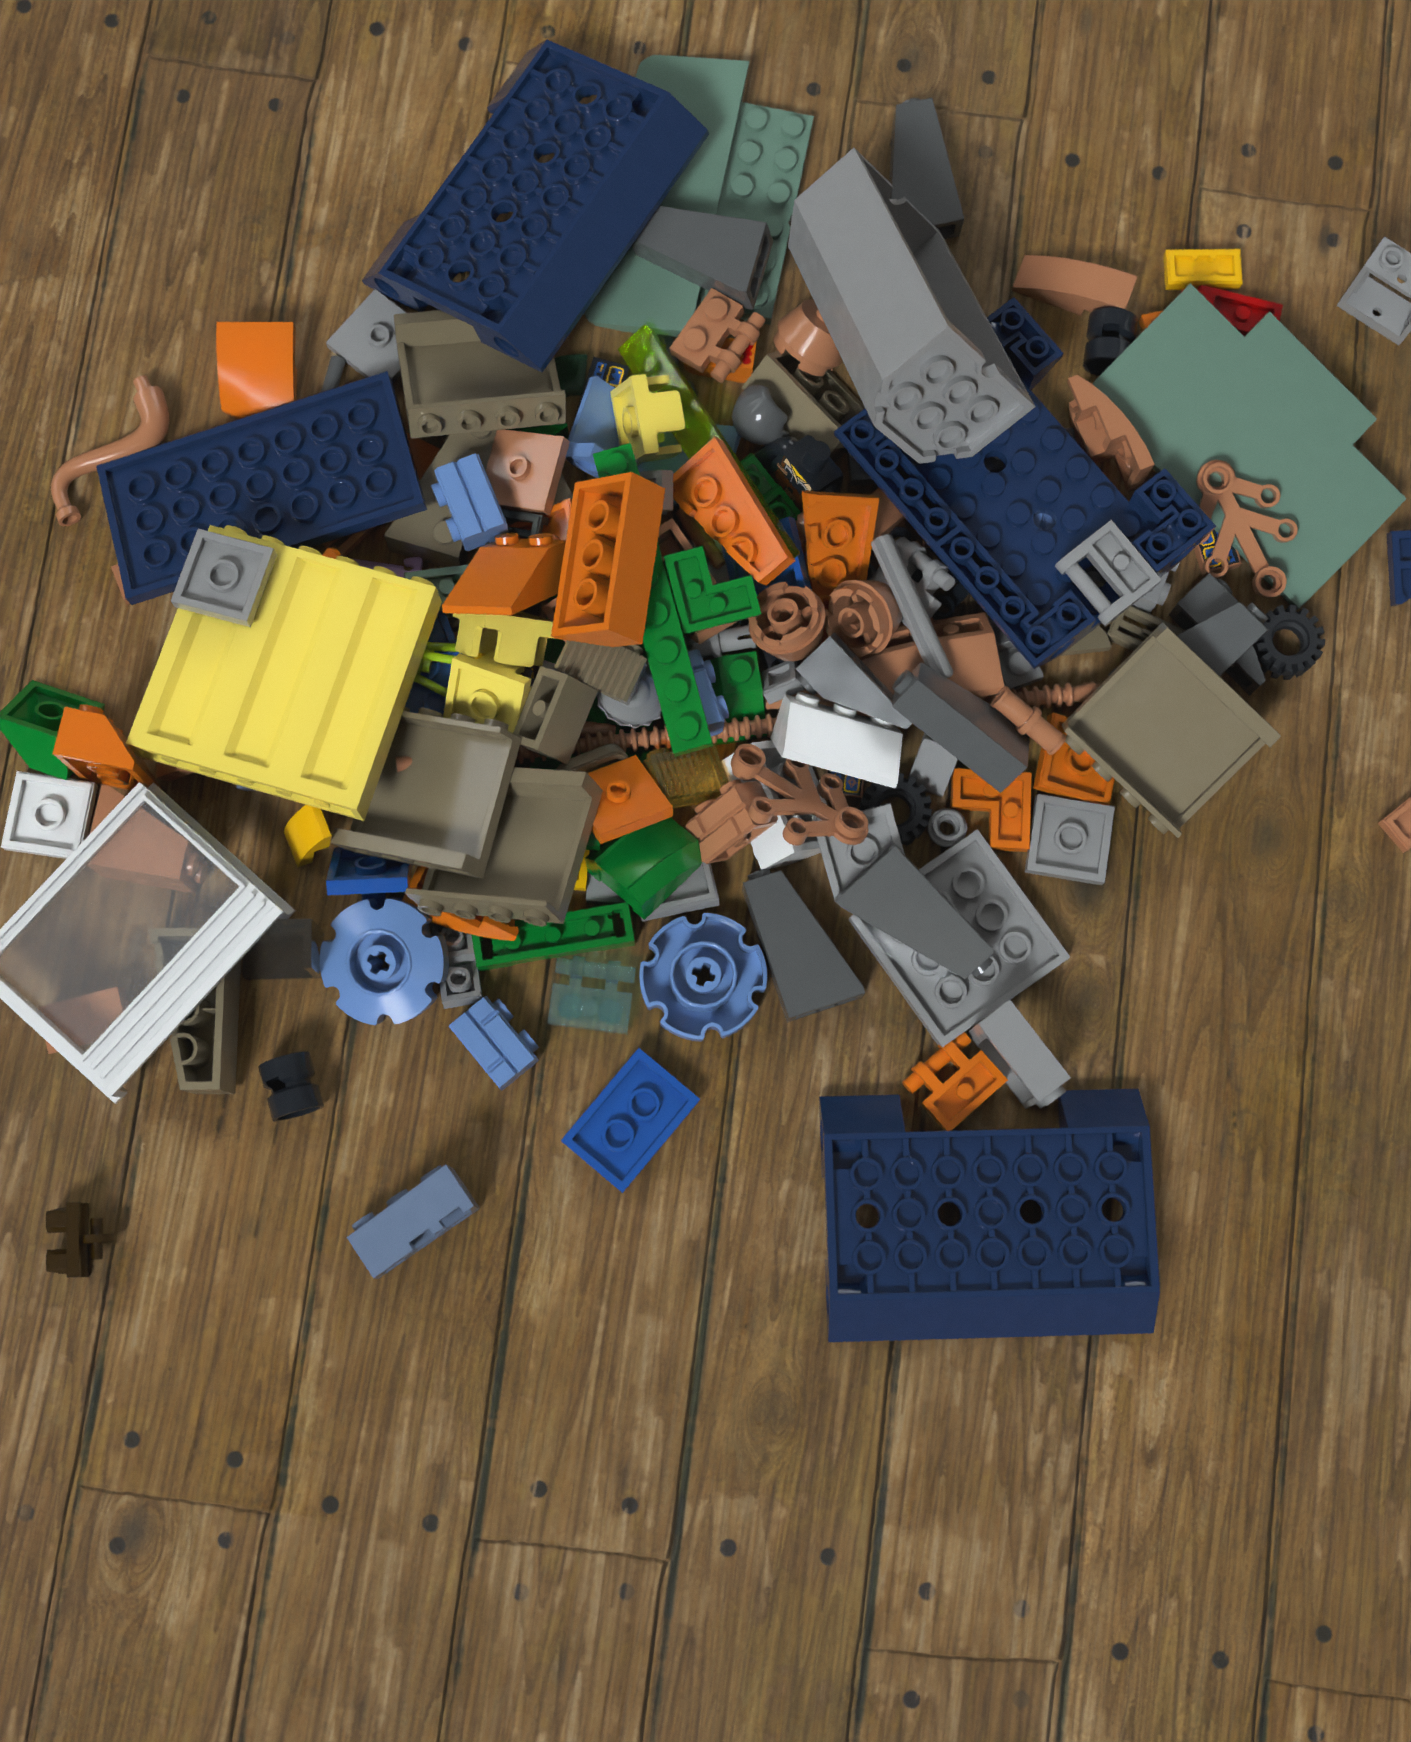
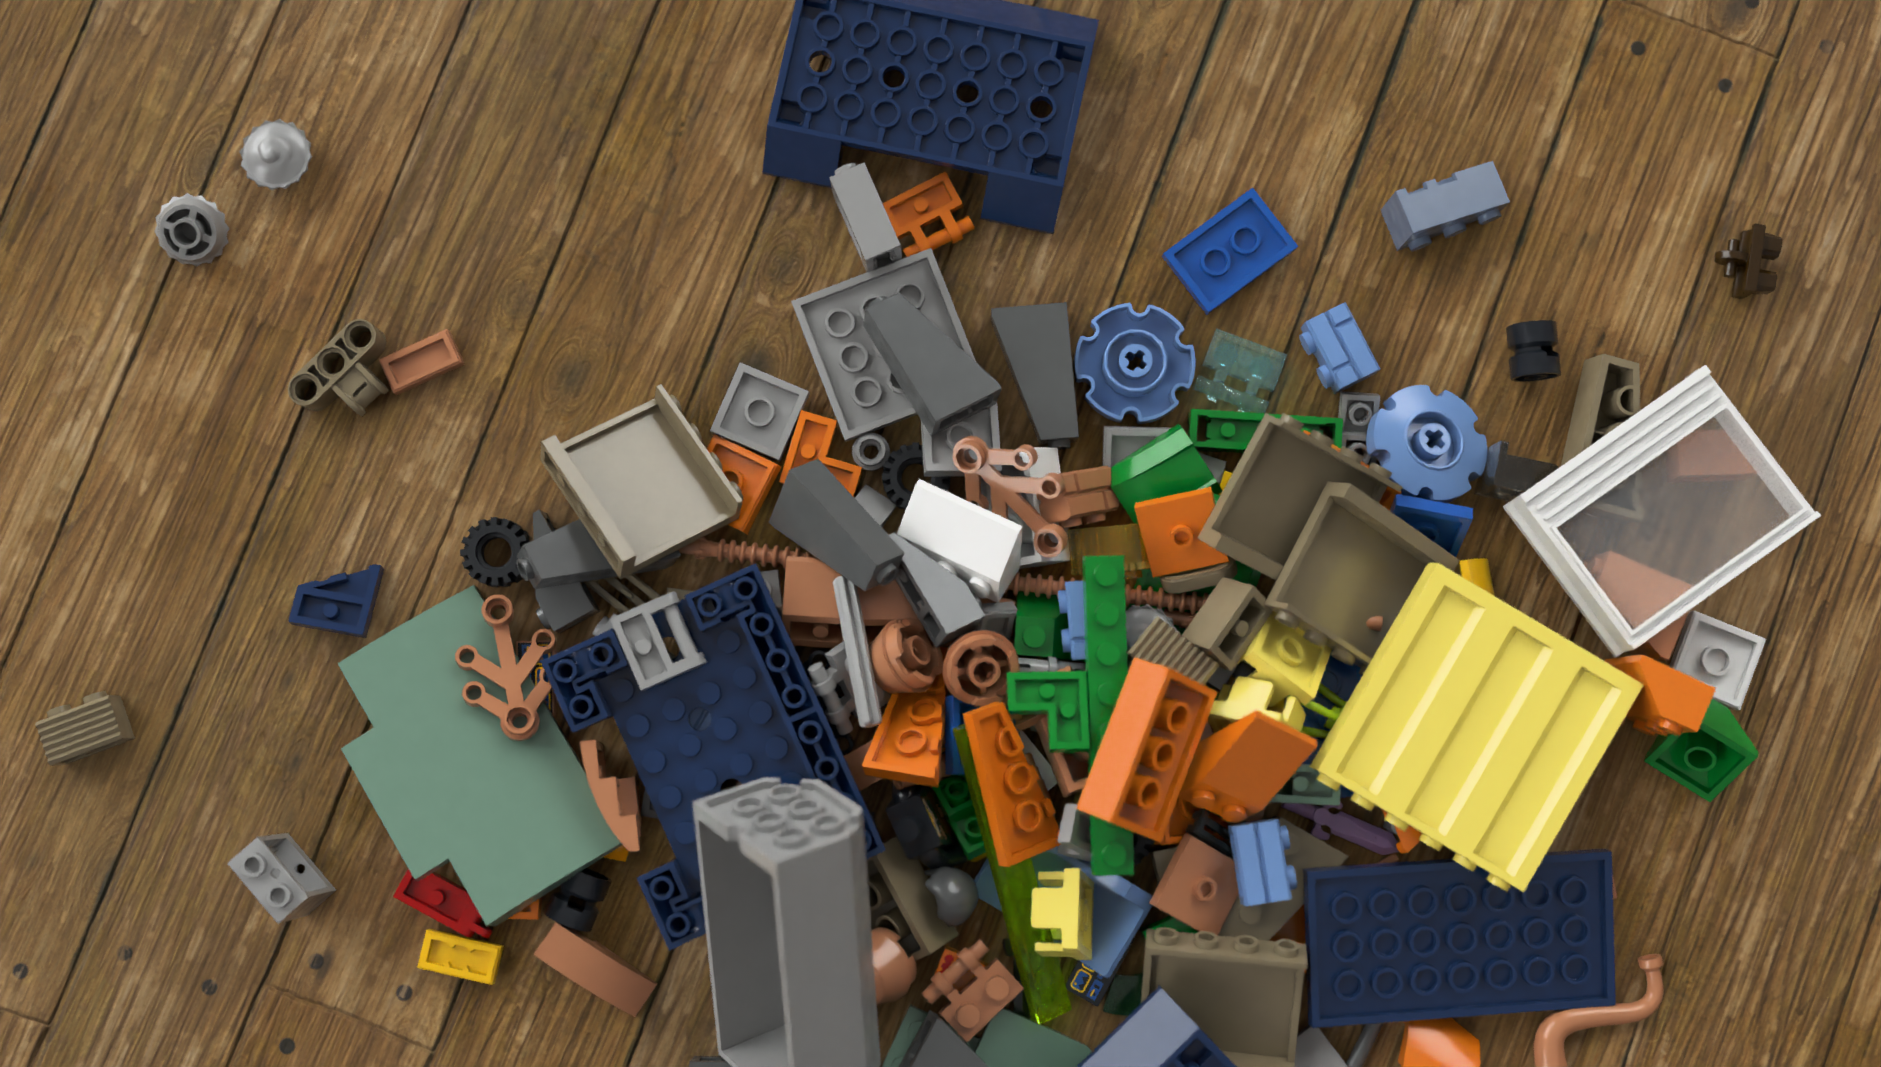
camera: 155 degrees left, 5 degrees up
(224, 577) = (1522, 826): light grey plate -> none
(1028, 720) = (772, 522): nougat pin -> none

